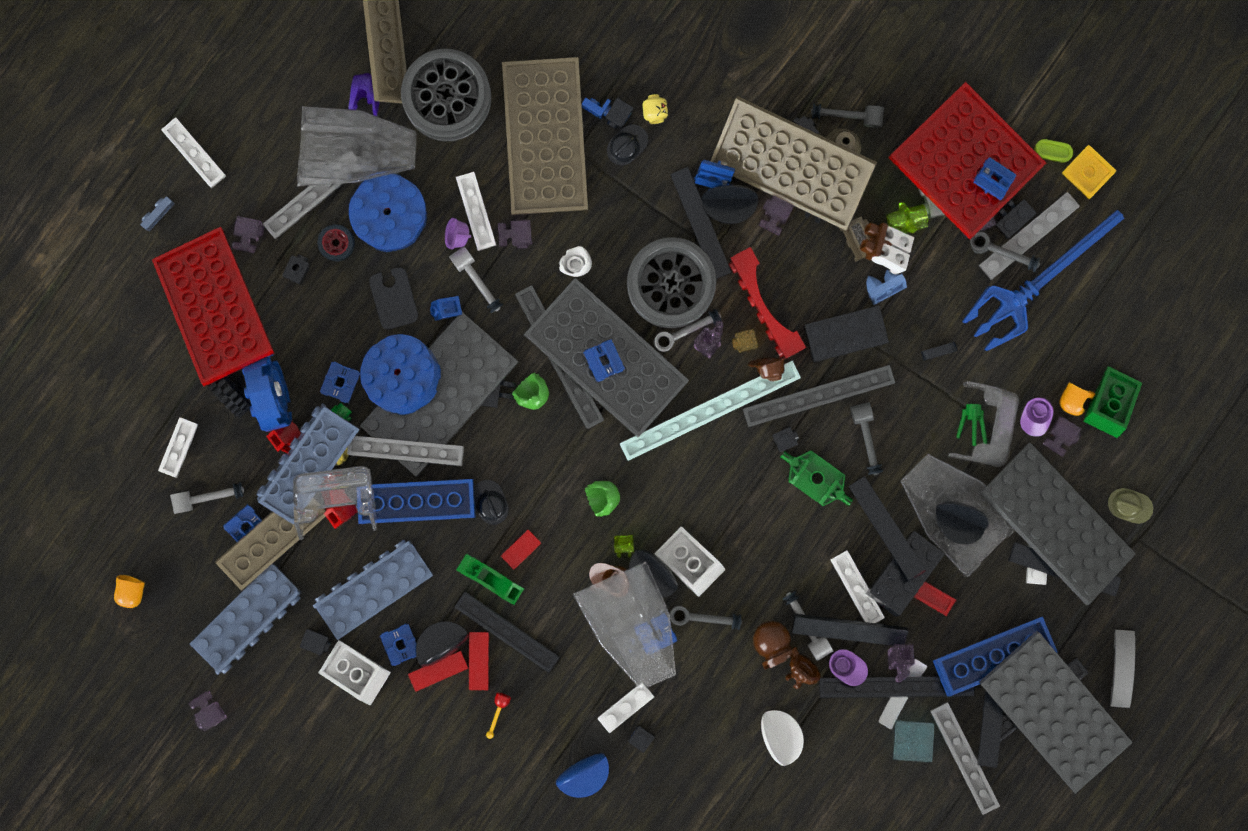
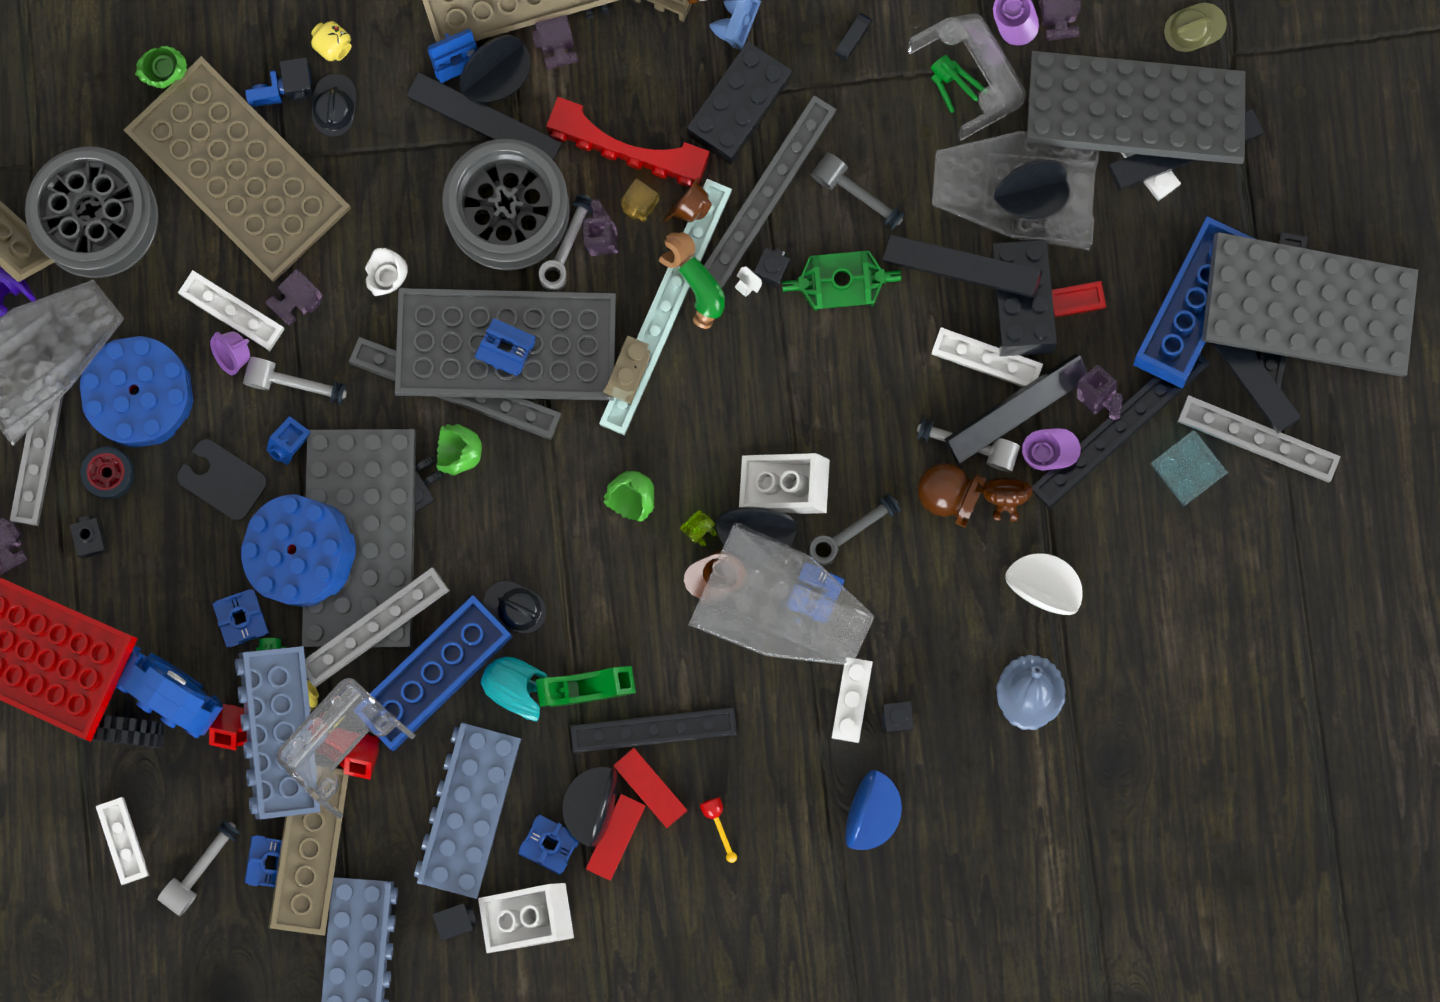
camera: 40 degrees left, 5 degrees down
(451, 541) = (509, 686): none -> teal hair
(521, 549) = (592, 628): red tile -> none
(551, 45) = (161, 66): none -> bright green hair
(658, 430) = (628, 370): none -> dark tan window
(723, 786) = (1030, 692): none -> sand blue piece
(738, 424) = (708, 293): none -> piece
(765, 435) = (748, 281): none -> white piece
(896, 704) = (1135, 446): white sticker -> none
(1123, 668) = (1340, 200): light grey slope -> none

